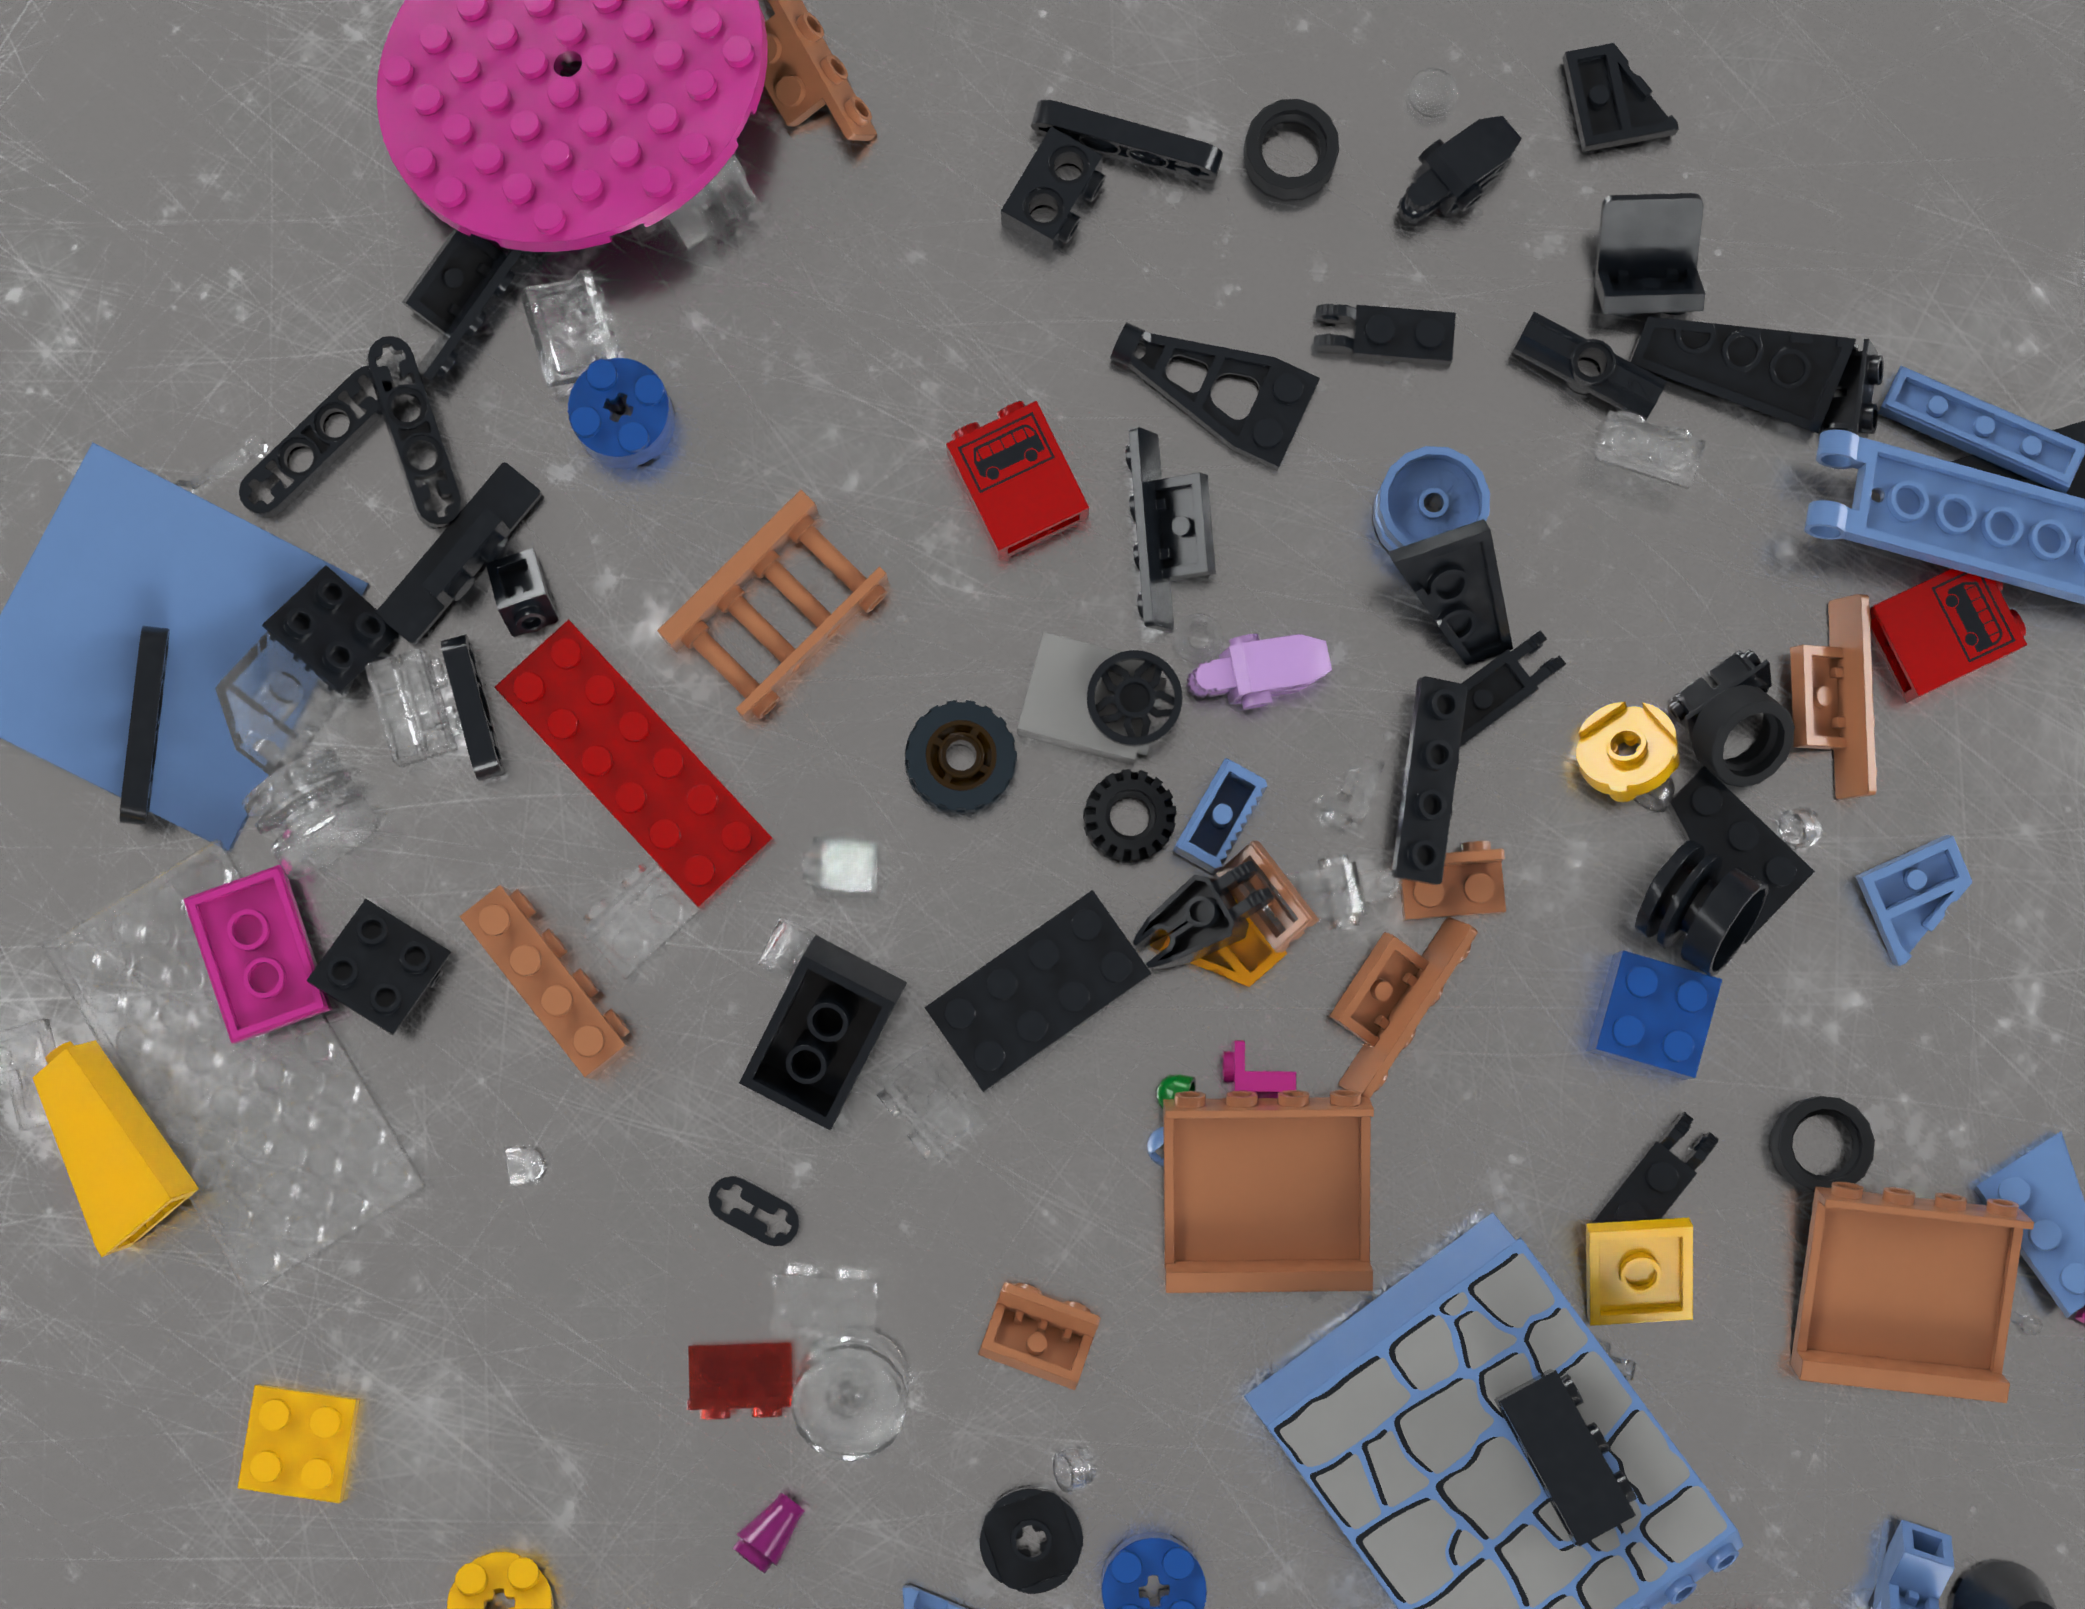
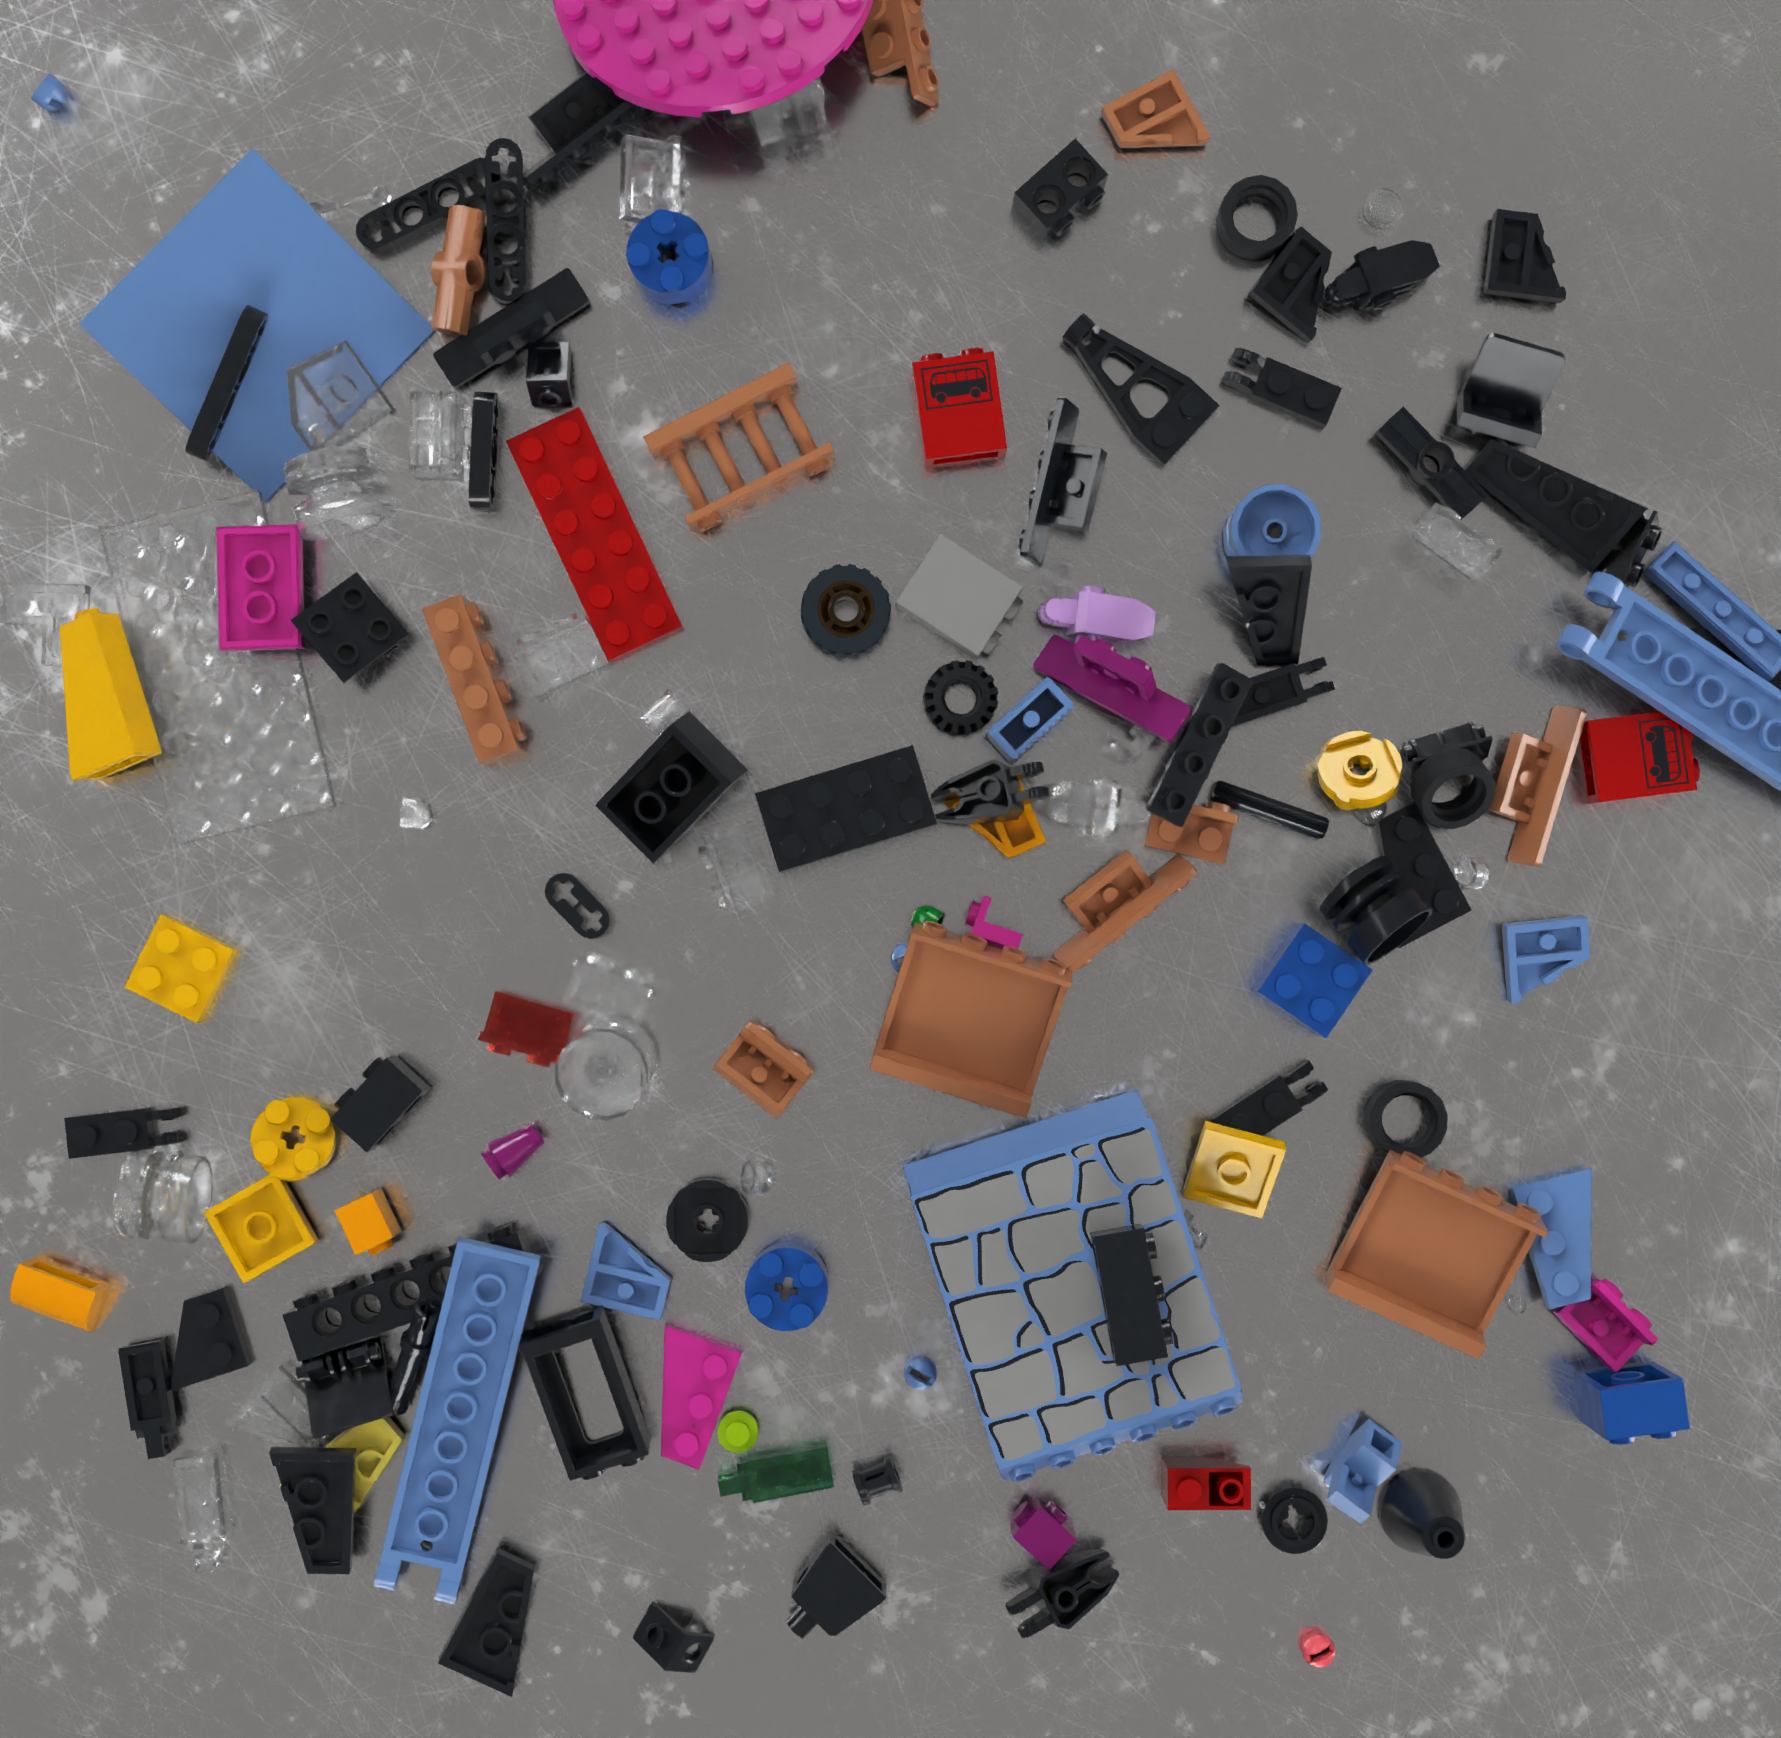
camera: 20 degrees right, 5 degrees up
(330, 630) = (393, 355): black hinge -> none
(376, 506) = (458, 270): none -> nougat piece
(591, 1526) = (379, 1102): none -> black brick
(842, 868) = (726, 666): clear slope -> none
(1129, 140) = (1134, 170): black beam -> none
(1134, 698) = (993, 607): black wheel -> none
(1135, 70) = (1155, 116): none -> nougat wing
(1298, 905) = (1057, 824): nougat tile -> none
(1304, 740) = (1114, 683): none -> magenta bracket
(1360, 211) = (1294, 283): none -> black wing
(1538, 830) = (1270, 809): none -> black axle

